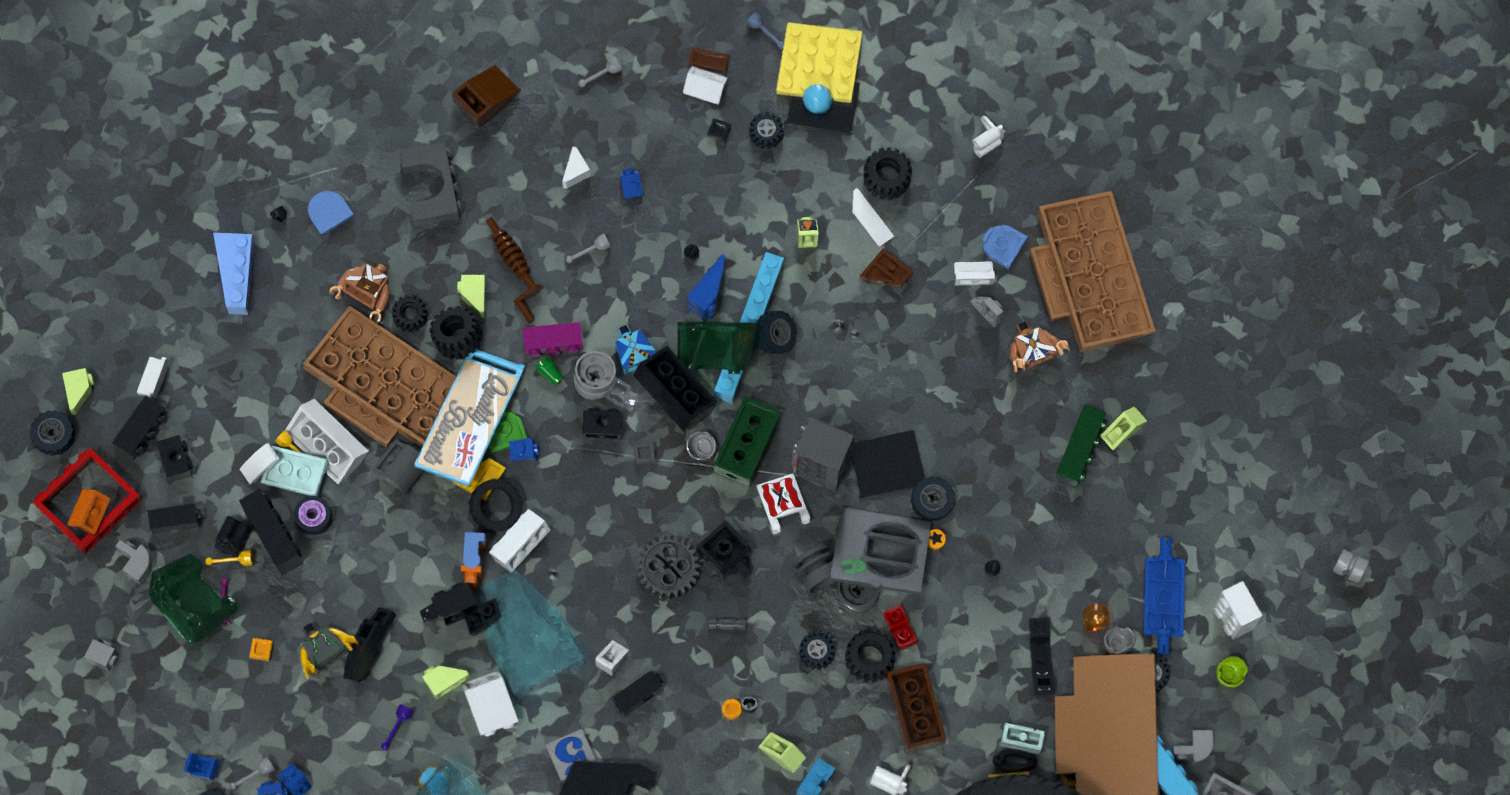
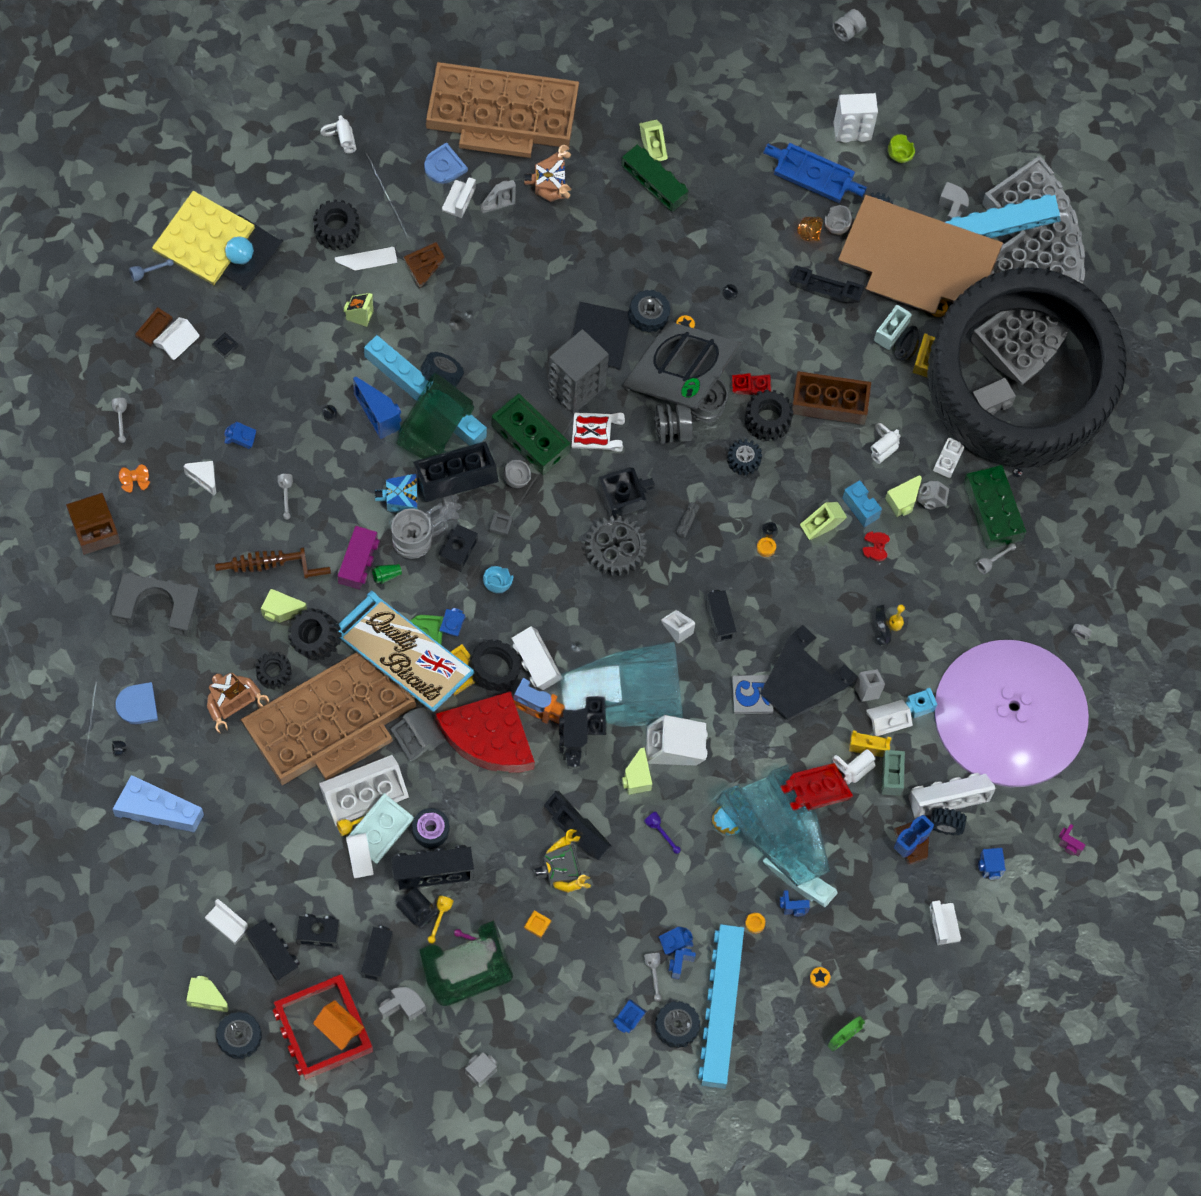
camera: 70 degrees left, 5 degrees down
(425, 529) = (488, 734): none -> red brick
(545, 104) = (140, 475): none -> orange piece
(585, 472) = (497, 579): none -> medium azure hair
(769, 124) = (242, 300): black wheel -> none

